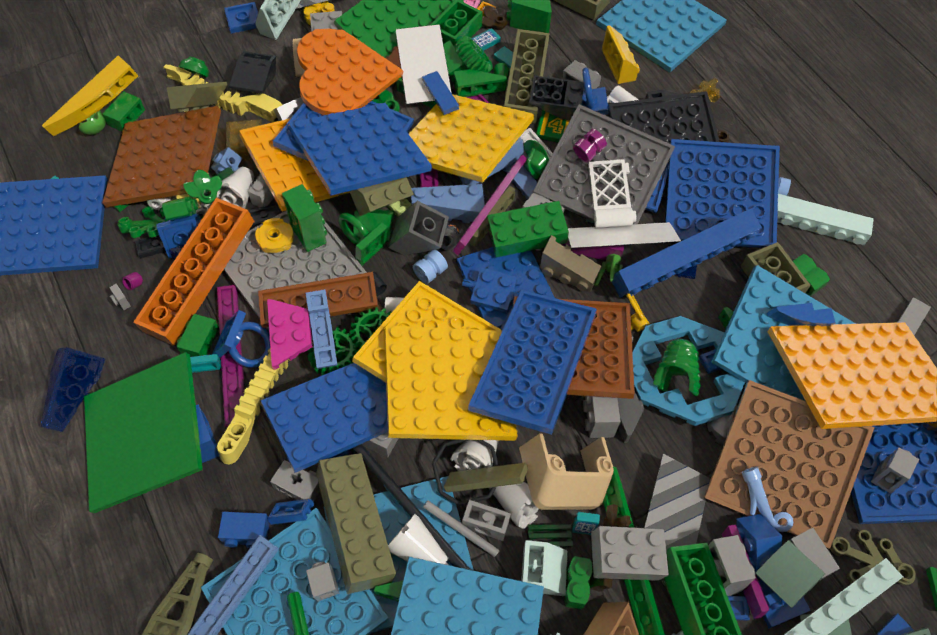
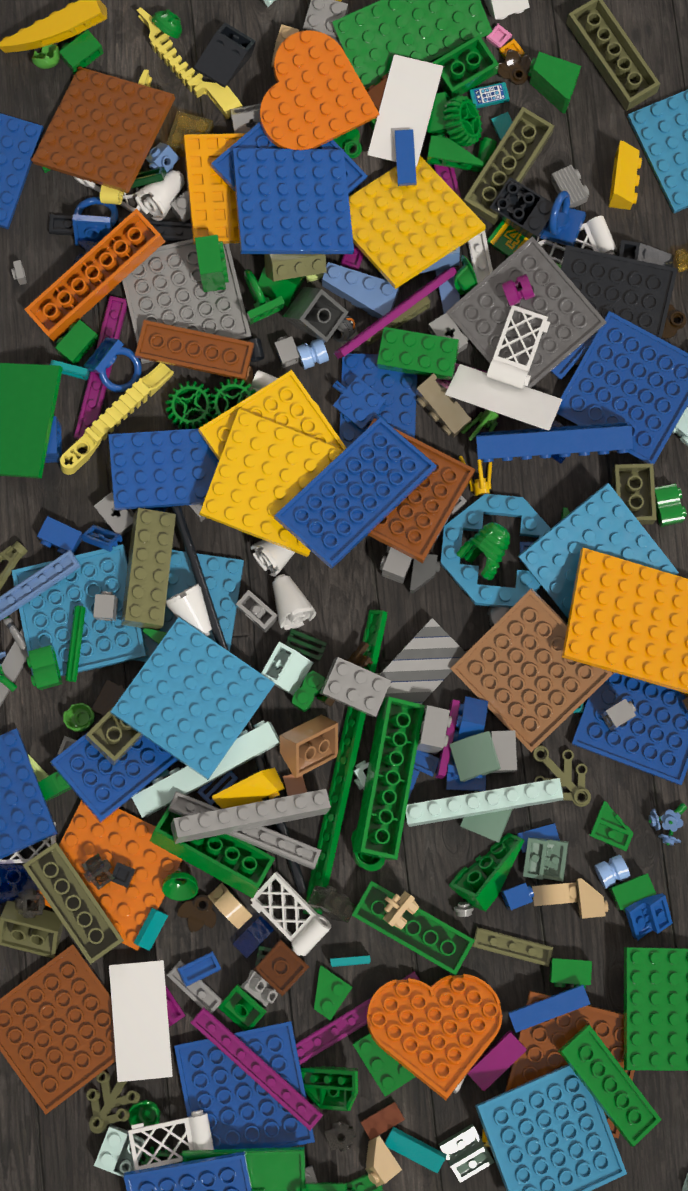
camera: 25 degrees right, 20 degrees up
(133, 227) = (47, 194): green plant -> none
(134, 279) = (36, 257): magenta piece -> none
(179, 208) = (99, 206): green brick -> none
(195, 96) = (155, 69): olive slope -> none
(203, 184) = (128, 188): green plate -> none
(277, 244) = (173, 255): yellow plate -> none
(288, 331) = (155, 374): dark pink wing -> none
(321, 329) = (185, 384): medium blue slope -> none
(406, 274) = (287, 351): none -> light grey brick
(438, 479) = (252, 589): black piece -> none
(459, 527) = (233, 608): light grey bar -> none
(486, 477) = (269, 577): olive tile -> none
(560, 489) = (318, 611): tan windscreen -> none
(585, 523) = (336, 648): tile -> none
(758, 499) = (490, 689): light blue plant -> none
(802, 315) = (622, 549): blue slope -> none

